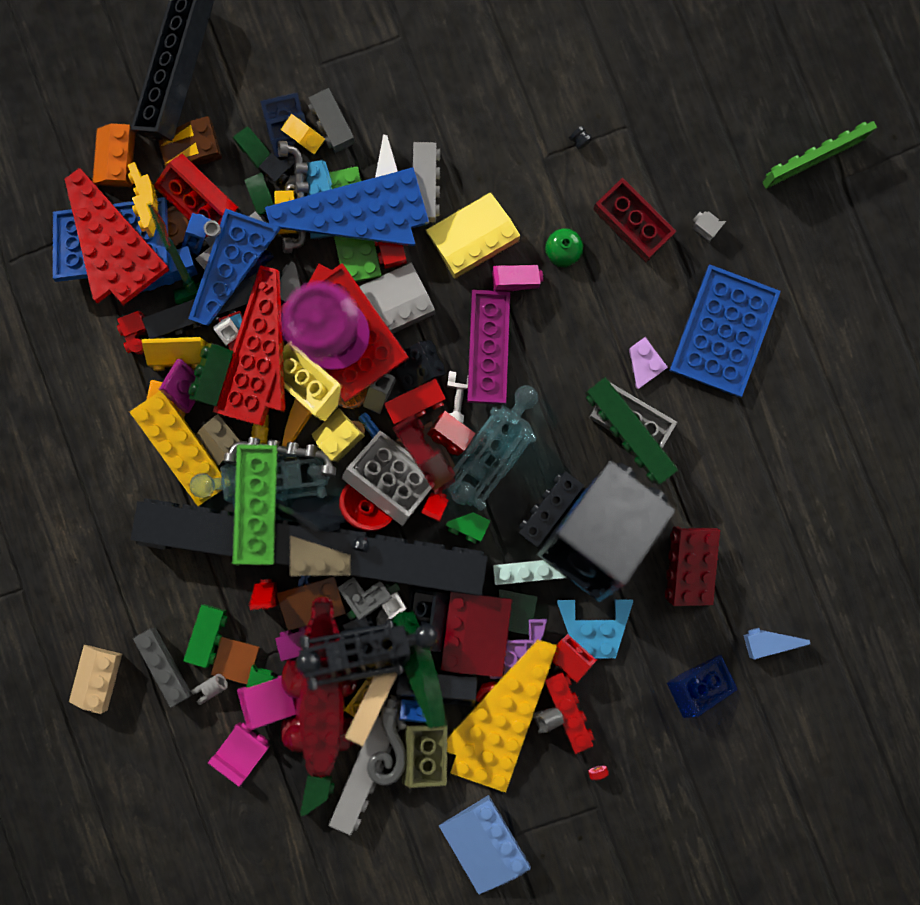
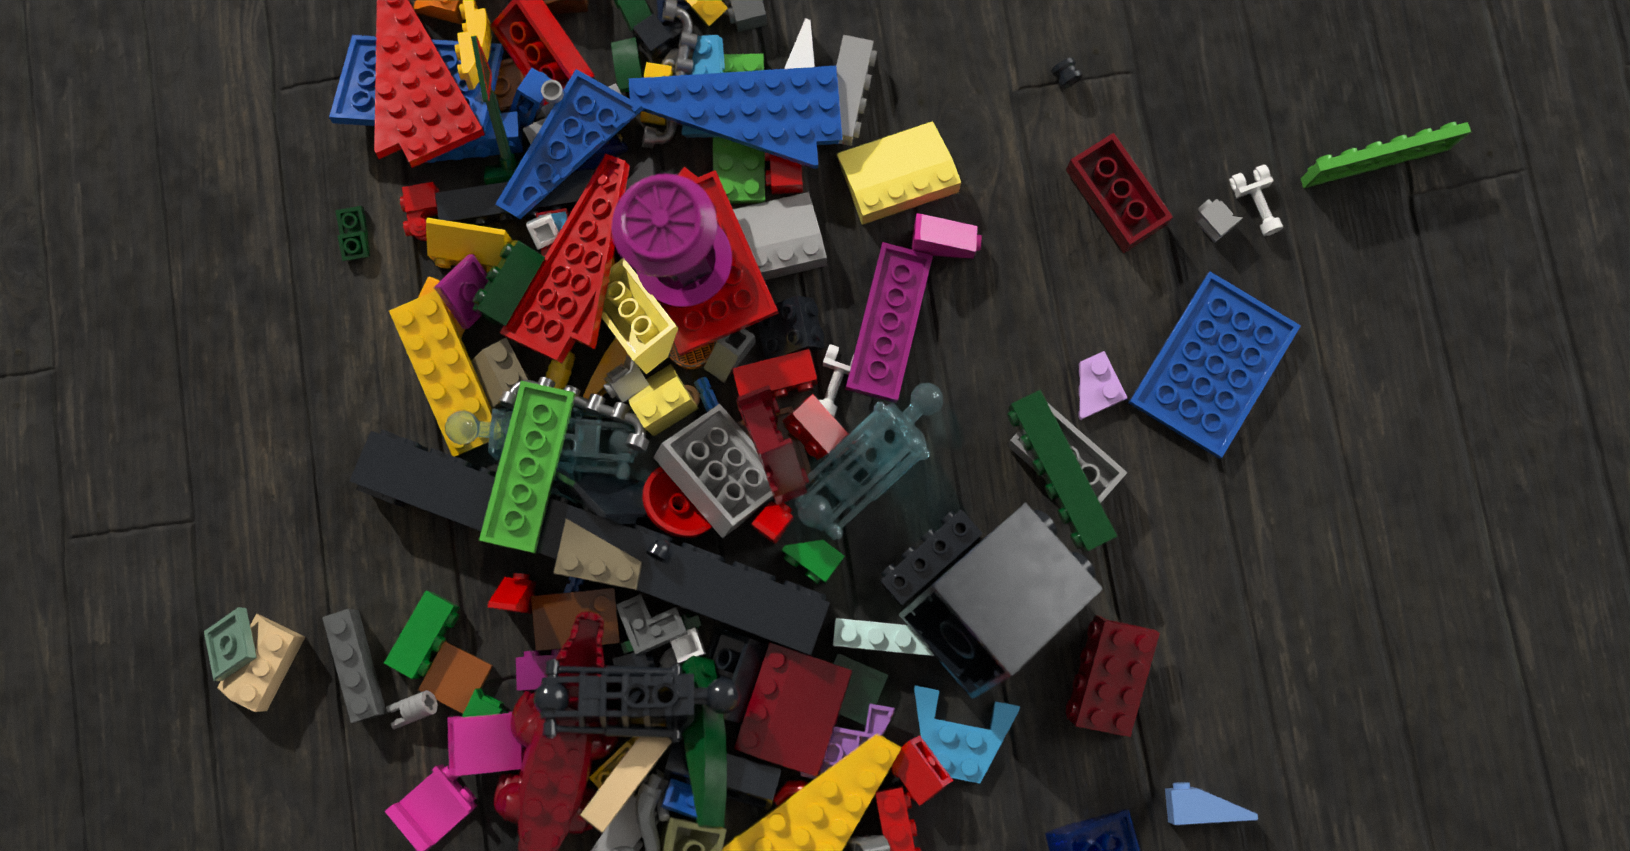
camera: 15 degrees right, 5 degrees down
(71, 670) = (230, 644): none -> sand green tile
(88, 359) = (353, 233): none -> dark green slope
(309, 428) = (625, 381): none -> light grey window
(567, 253) = (1017, 211): green cylinder -> none
(734, 185) = (1262, 176): none -> white bar

